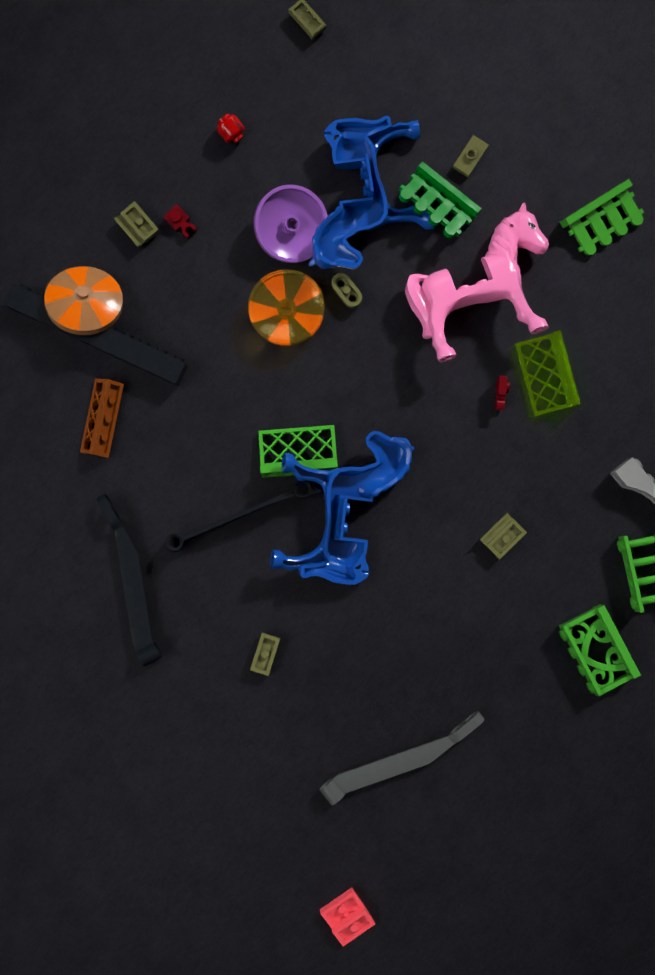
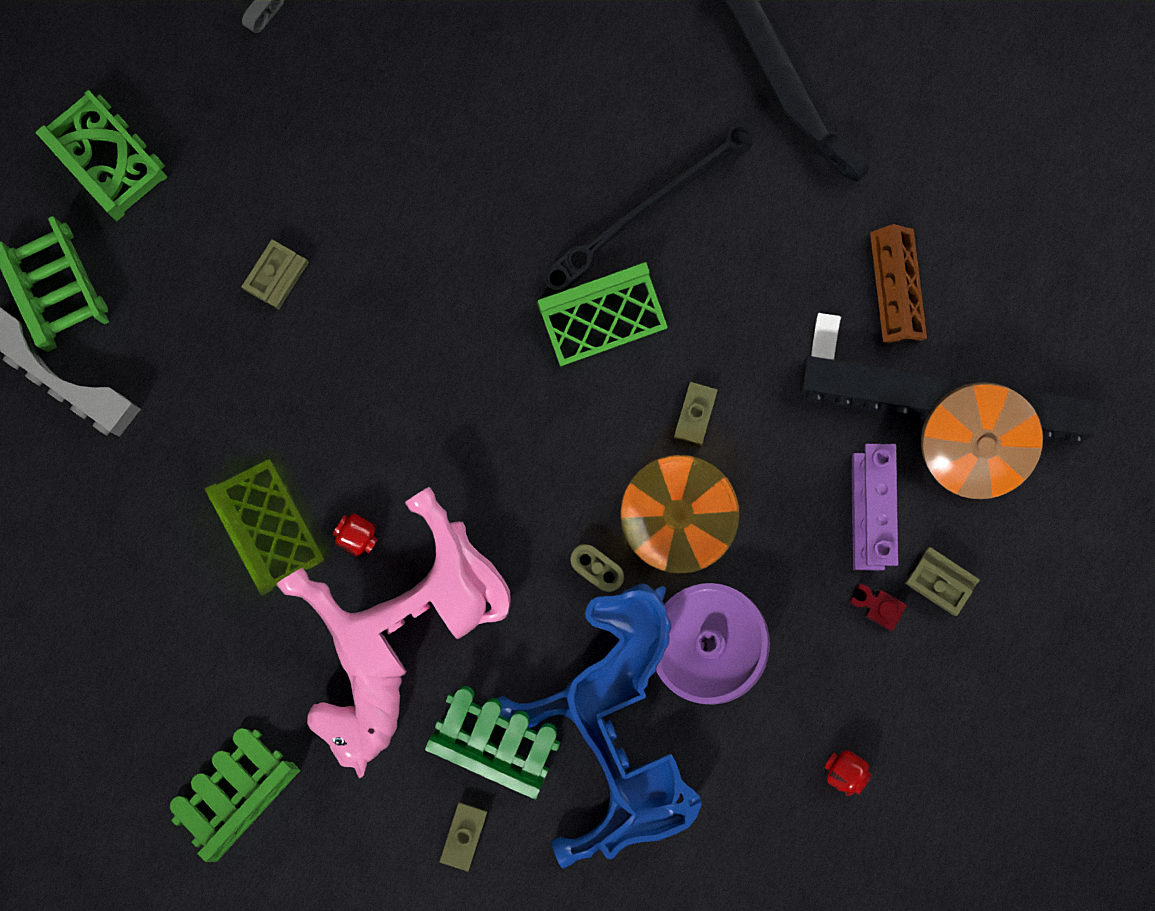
camera: 165 degrees right, 5 degrees down
(160, 396) = (825, 336): none -> white sticker
(164, 274) = (874, 507): none -> medium lavender fence
(256, 371) = (695, 413): none -> olive plate
(265, 654) = (567, 28): olive plate -> none
(339, 555) = (505, 187): blue animal -> none
(492, 351) = (355, 535): none -> red head
(502, 388) = (326, 485): dark red plate -> none

